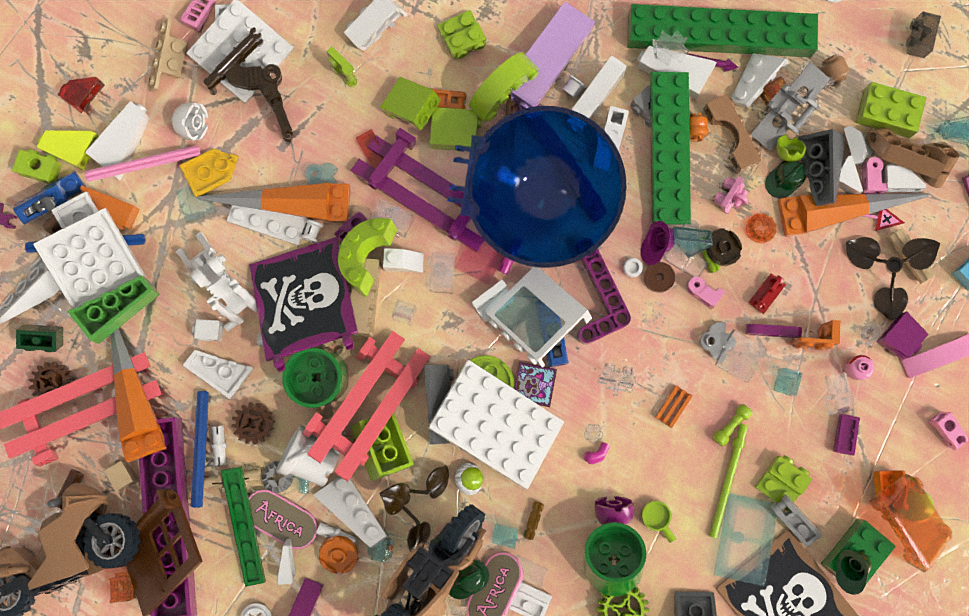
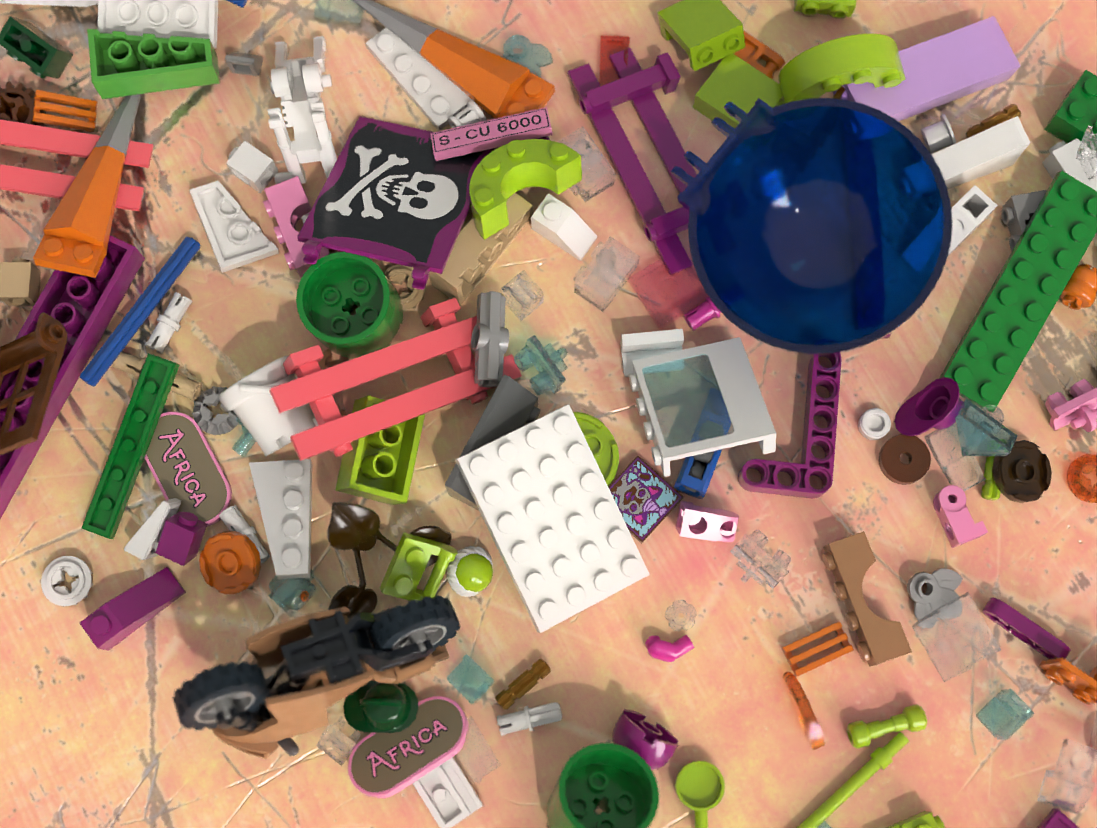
camera: 35 degrees right, 5 degrees down
(100, 361) = (90, 105): none -> orange tile
(165, 272) = (244, 63): none -> light grey slope
(242, 340) = (288, 204): none -> bright pink arch
(257, 430) = (228, 307): reddish brown gear -> none
(304, 558) = (181, 537): none -> magenta brick
(331, 233) = (490, 134): none -> bright pink tile
(402, 348) = (489, 339): none -> light grey piece
(431, 341) = (546, 361): none -> clear light blue hips
(436, 496) = (409, 565): none -> lime plate
(547, 536) = (529, 718): none -> white axle
(577, 376) = (706, 523): none -> leg
(599, 61) = (1009, 112): none -> pearl gold axle
(664, 350) = (878, 638): none -> medium nougat arch
(690, 446) = (807, 719): none -> clear orange piece
(767, 293) = (1048, 573): red hinge -> none

